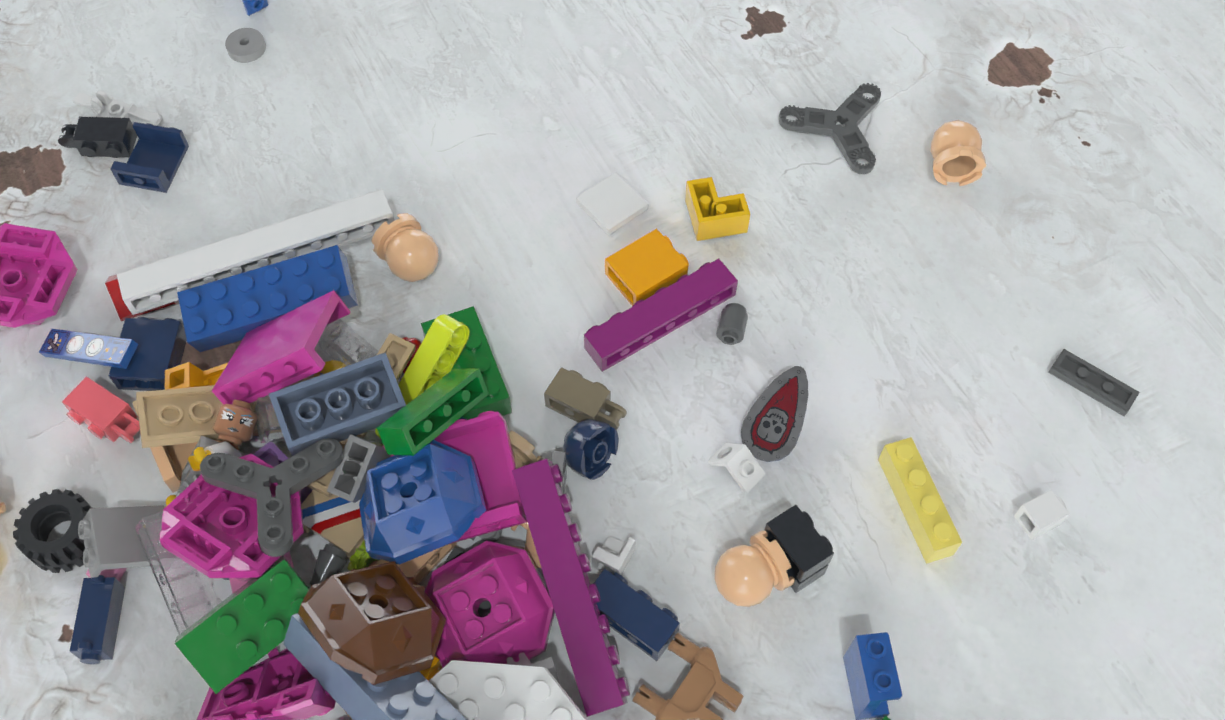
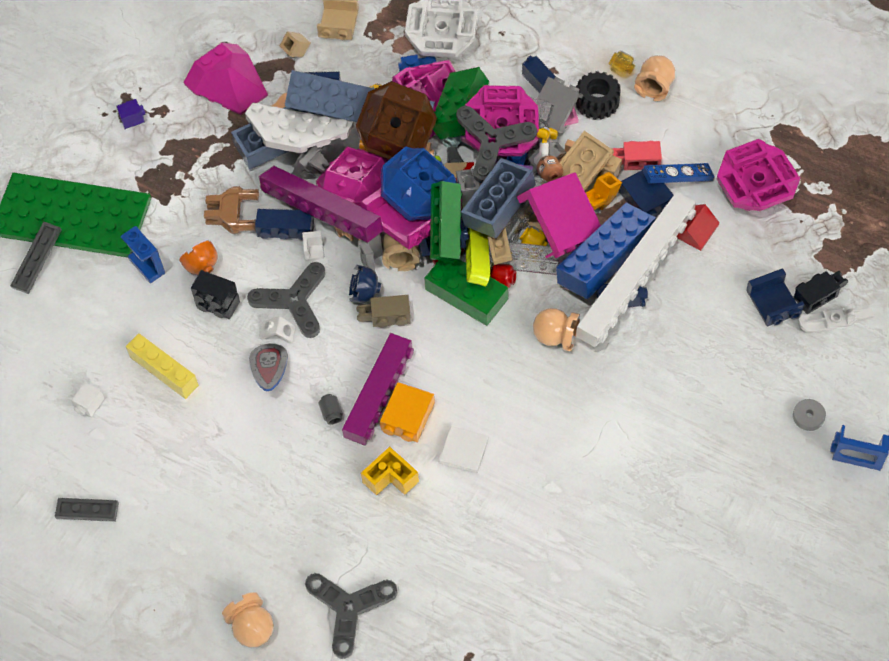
camera: 150 degrees right, 0 degrees up
(703, 509) = (299, 309): none -> dark grey piece
(749, 572) = (234, 266): light nougat tile -> none
(786, 630) = (200, 258): none -> orange cylinder

